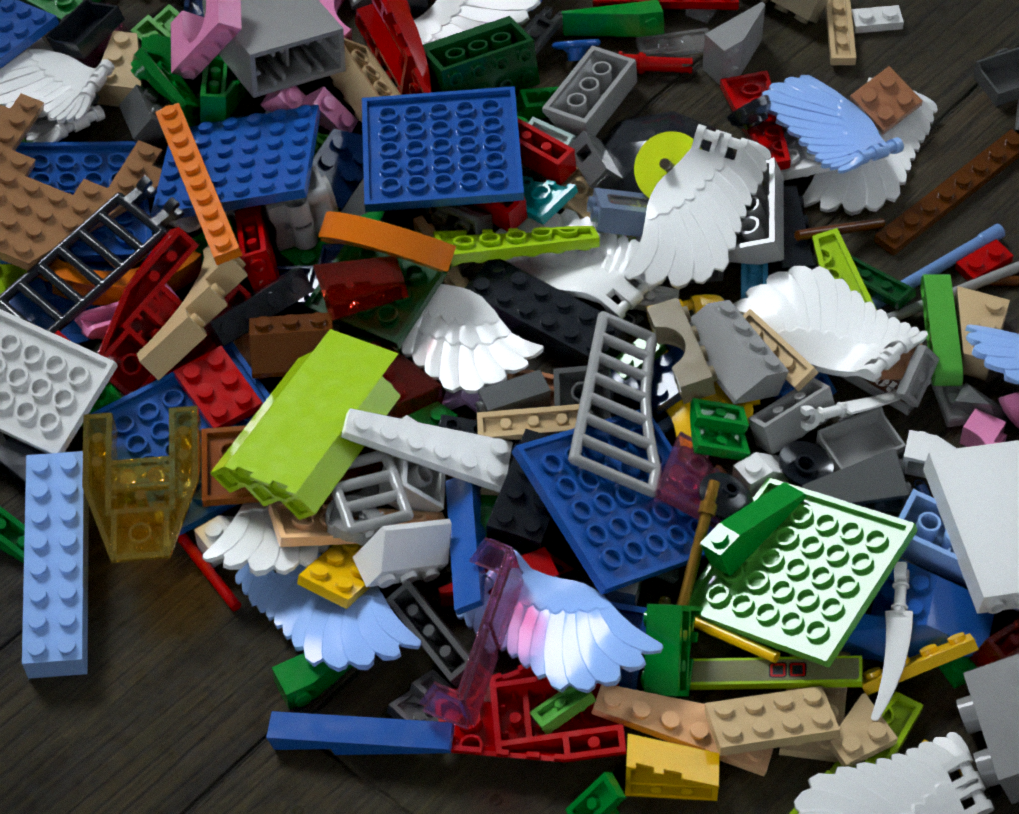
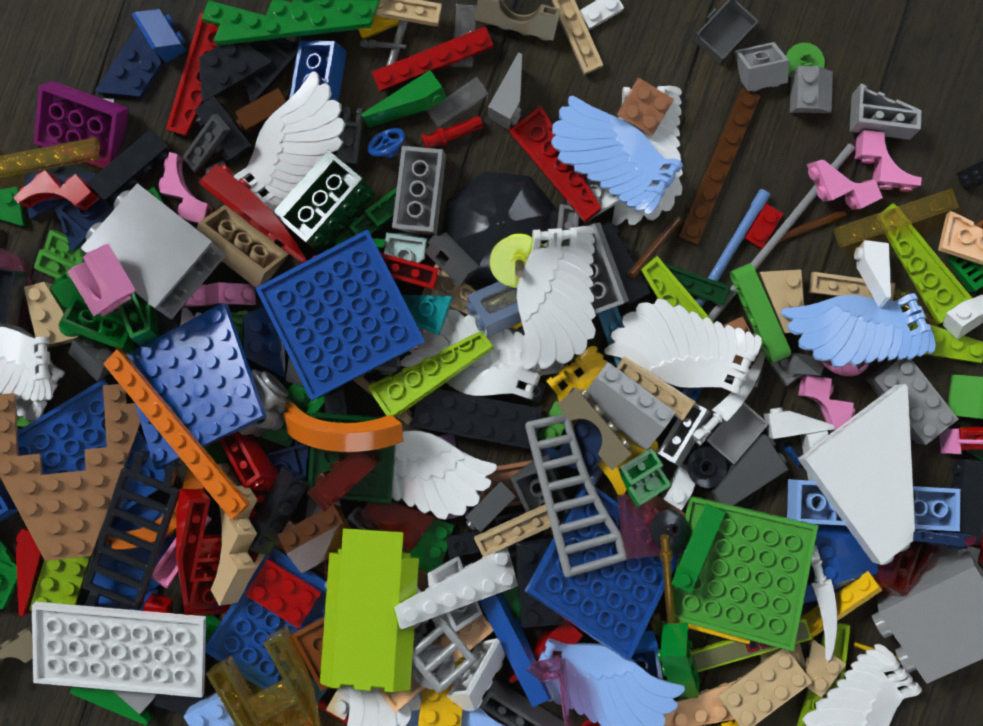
camera: 25 degrees left, 35 degrees up
(751, 114) = (554, 174): black piece -> none
(917, 375) = (760, 377): light grey plate -> none

